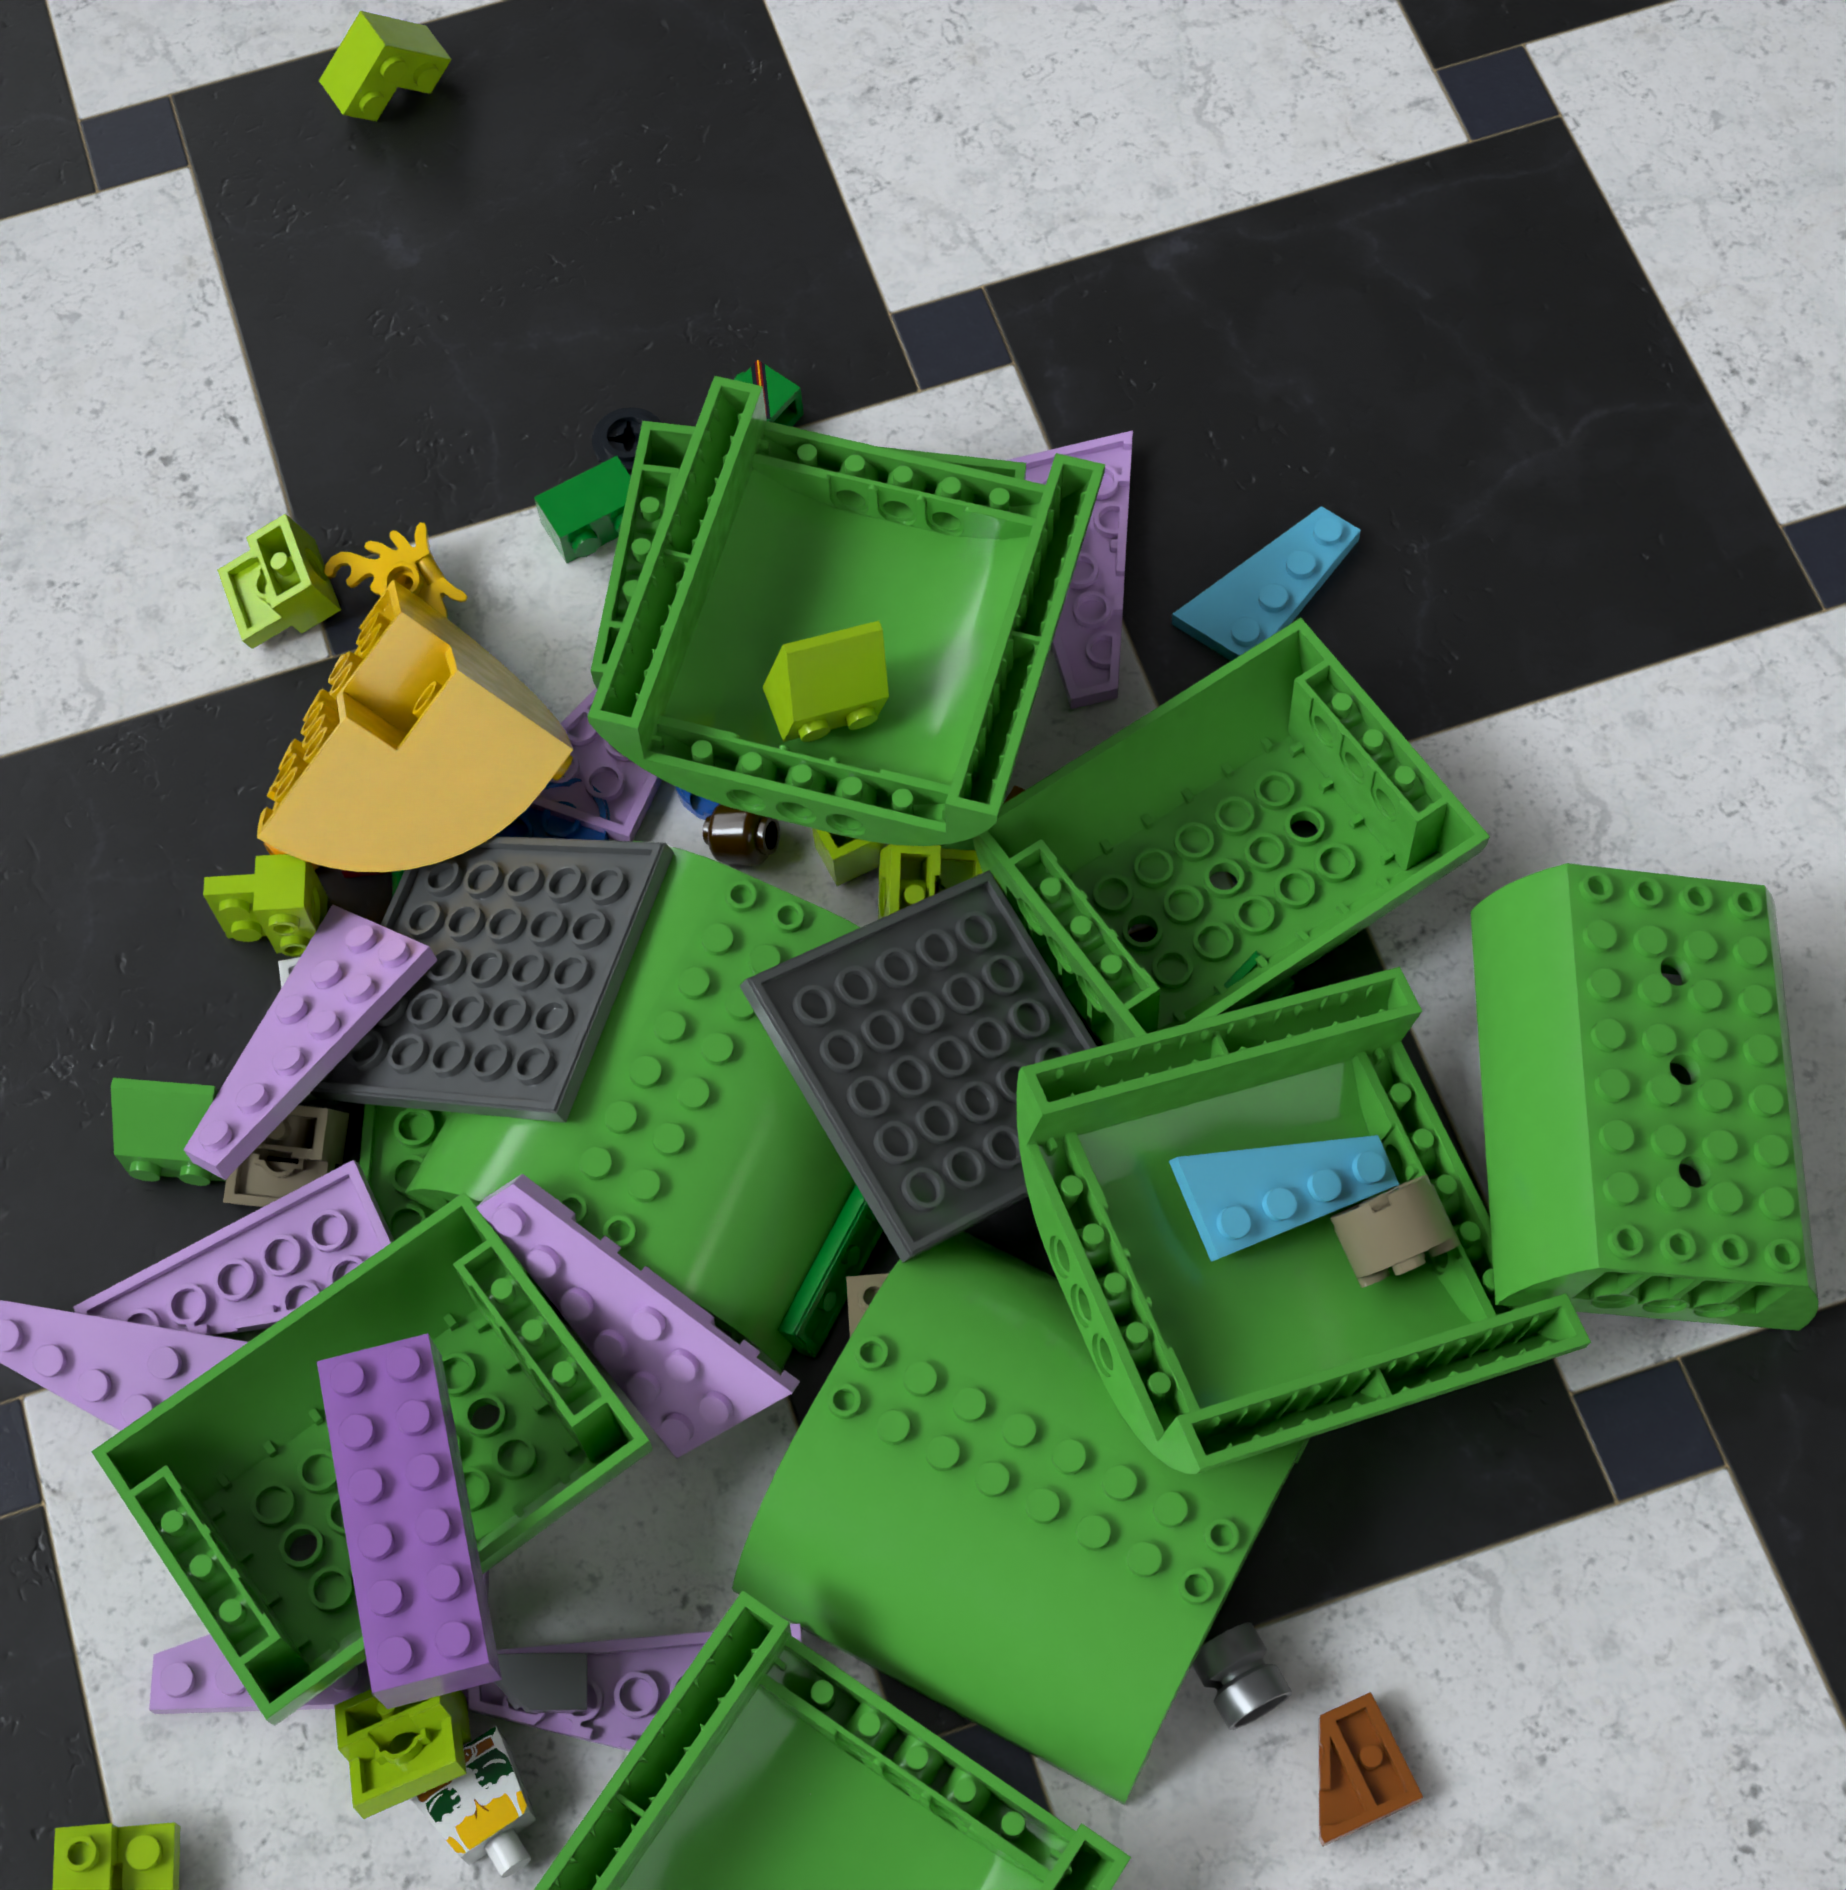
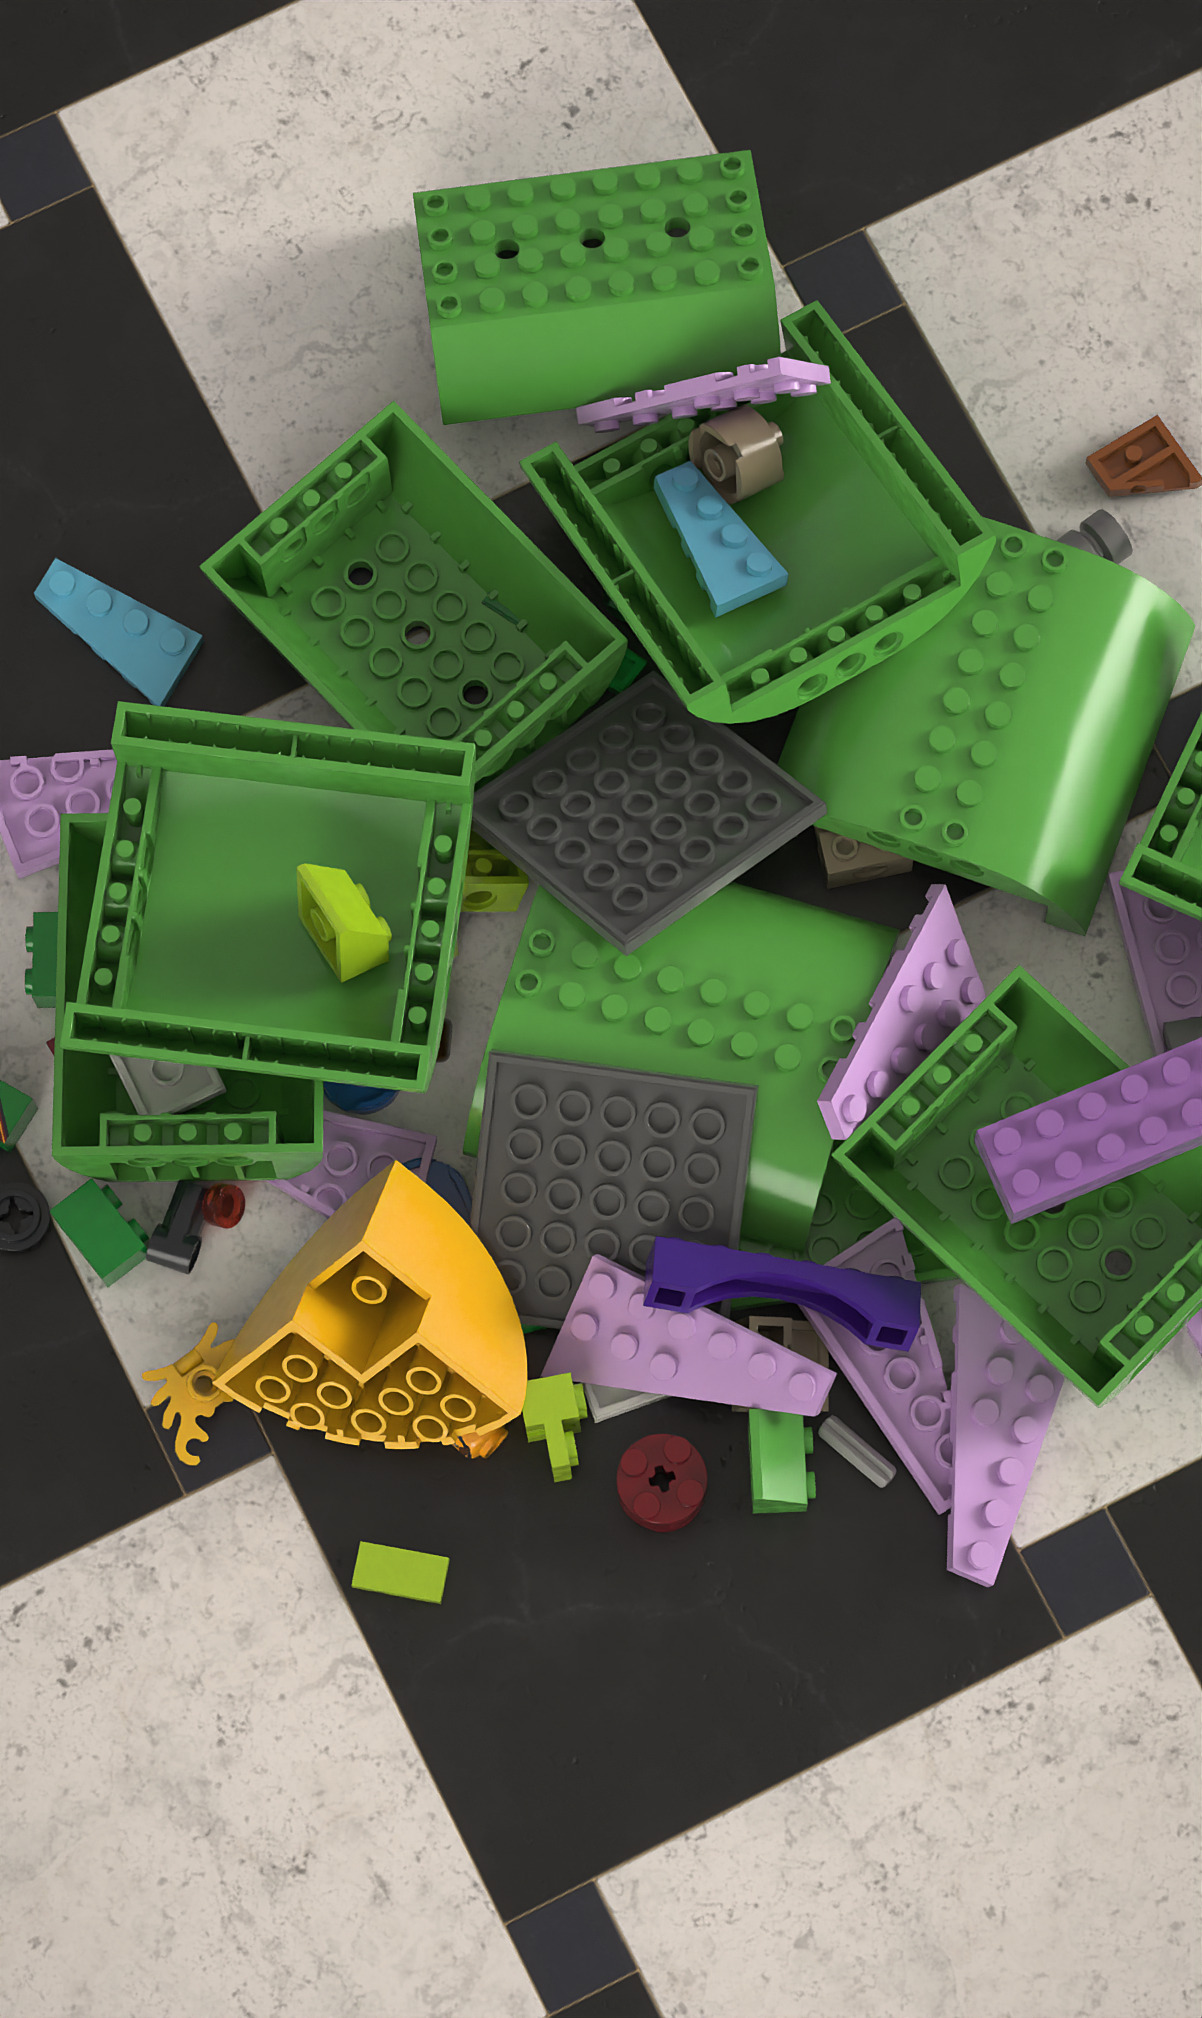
camera: 100 degrees left, 10 degrees up
(169, 758) = (400, 1572): none -> lime tile
(174, 1230) = (857, 1451): none -> light grey axle
(186, 1014) = (677, 1461): none -> dark red brick
(278, 583) = (201, 1491): lime brick -> none
(367, 1031) = (871, 1306): none -> dark purple arch
(571, 580) = (178, 1238): none -> black piece
(586, 623) = (223, 1205): none -> clear red tile
(825, 1285) = (813, 893): green tile -> none
(1462, 1199) = (711, 391): none -> lavender wing

